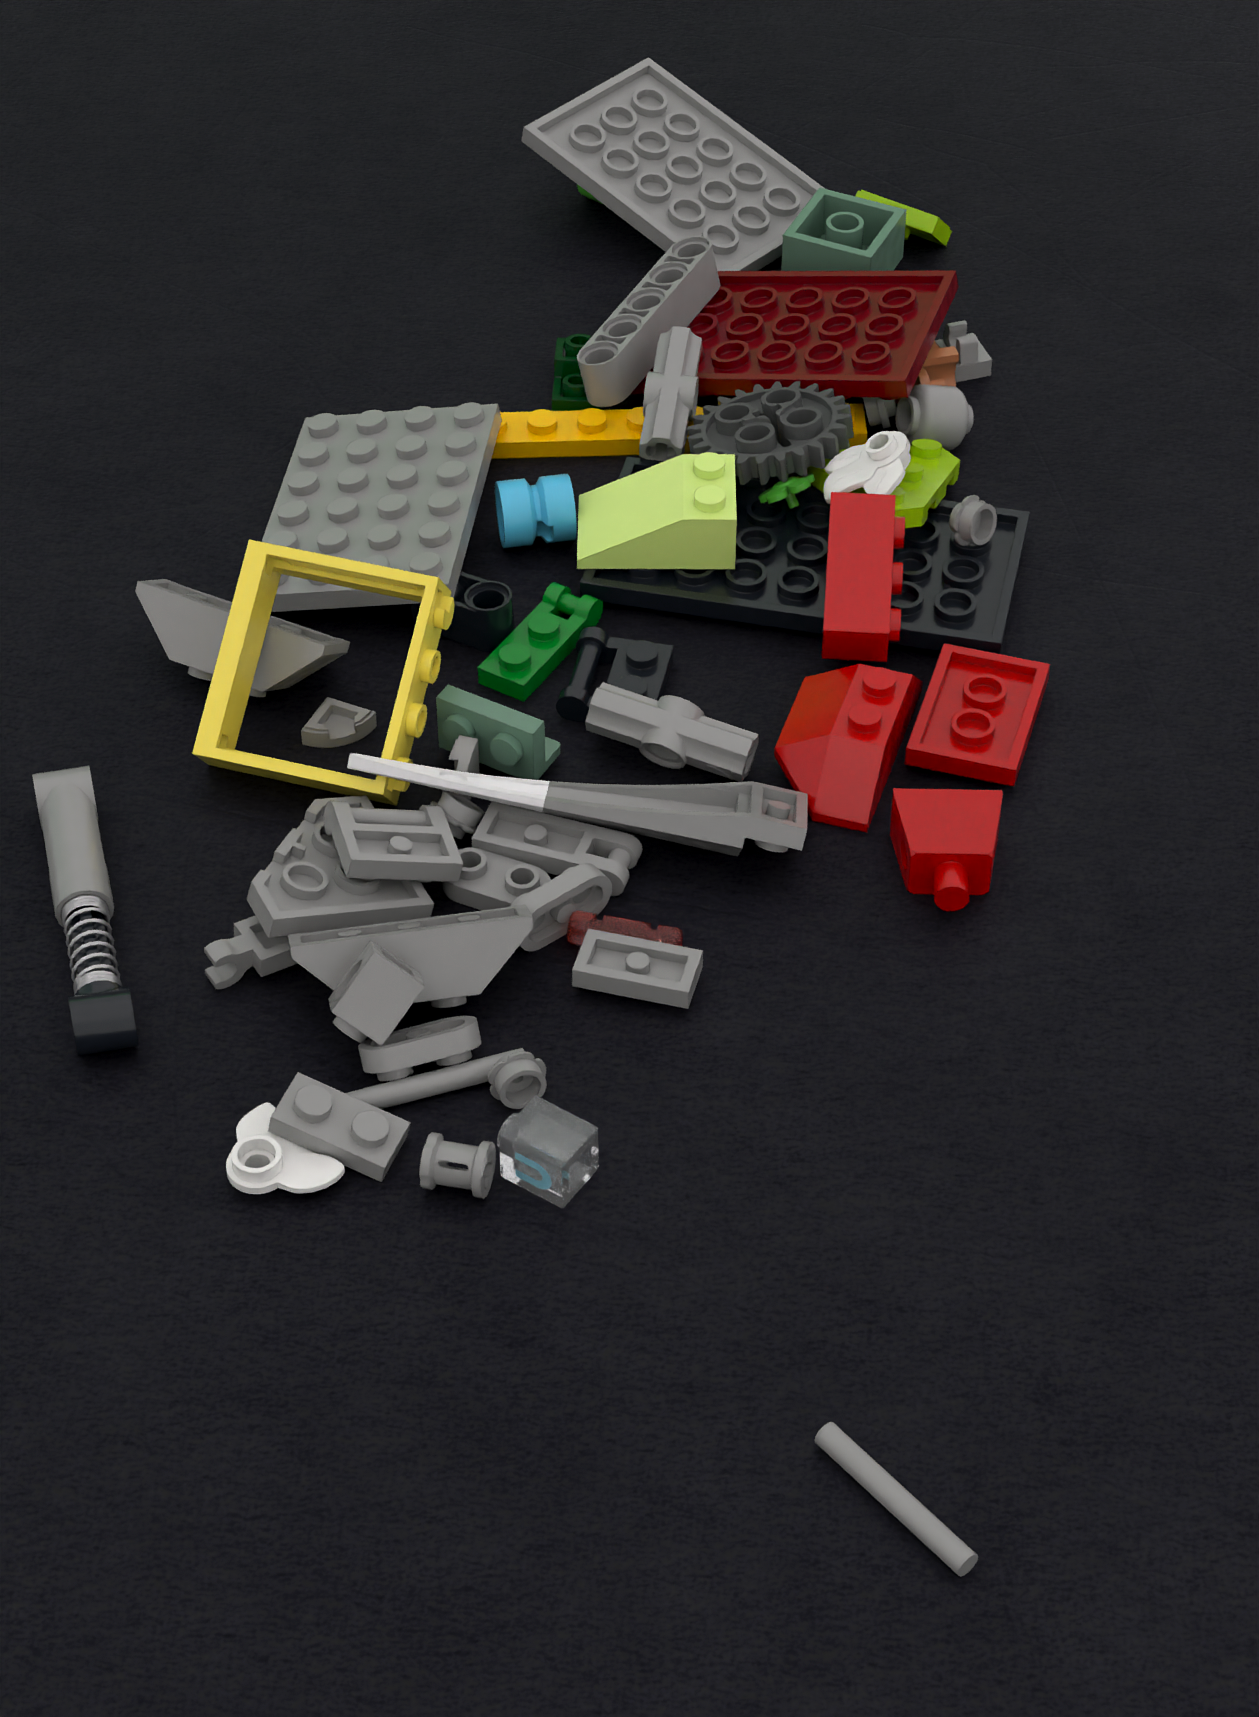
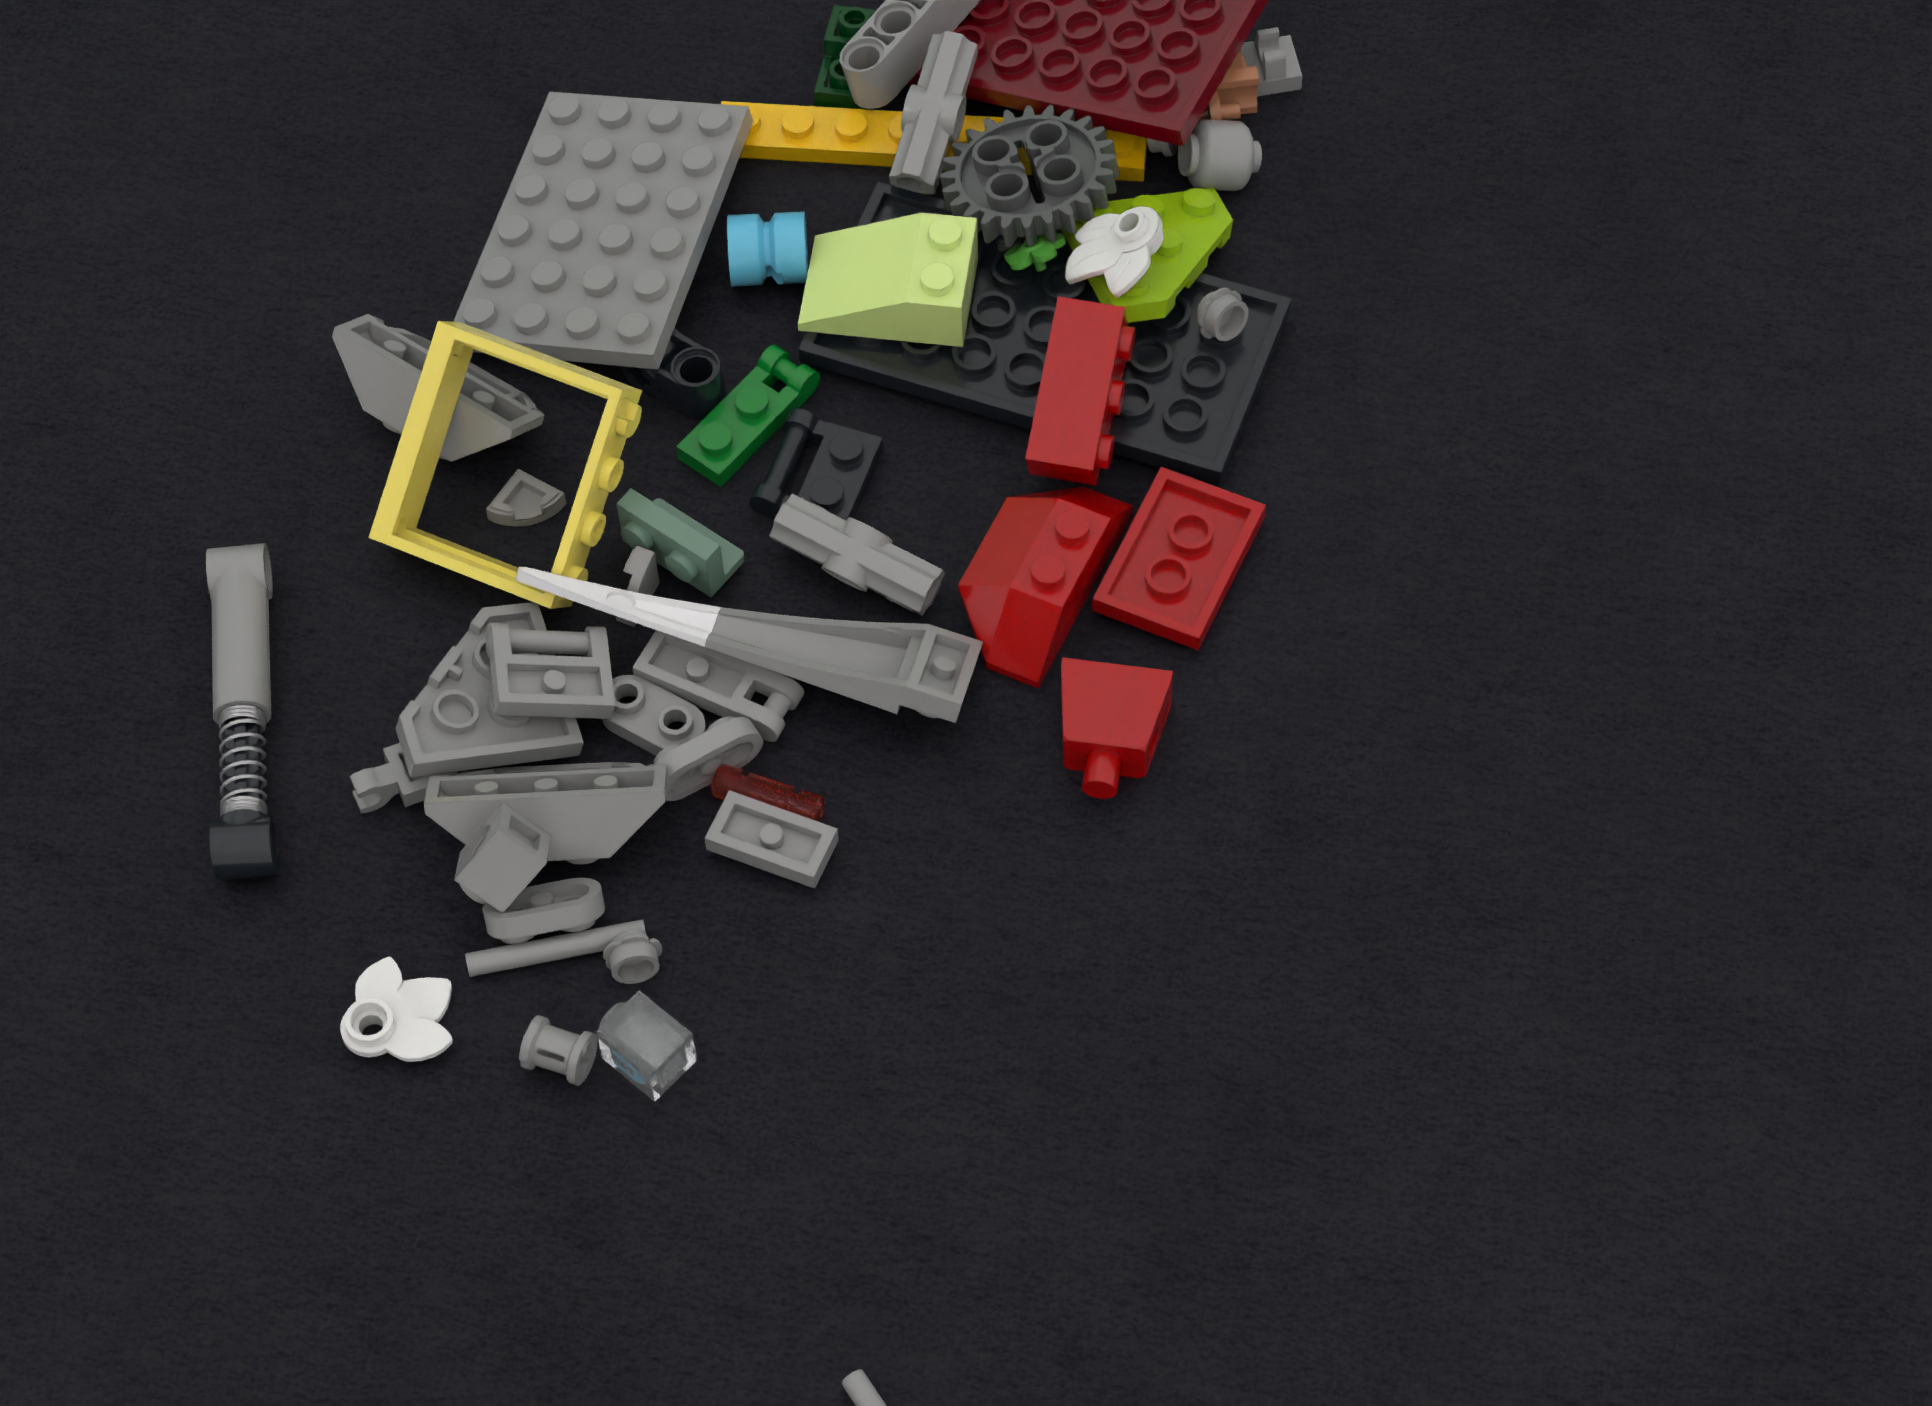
camera: 10 degrees right, 15 degrees up
(339, 1126) = (453, 993): light grey plate -> none
(460, 813) = (625, 636): light grey plate -> none

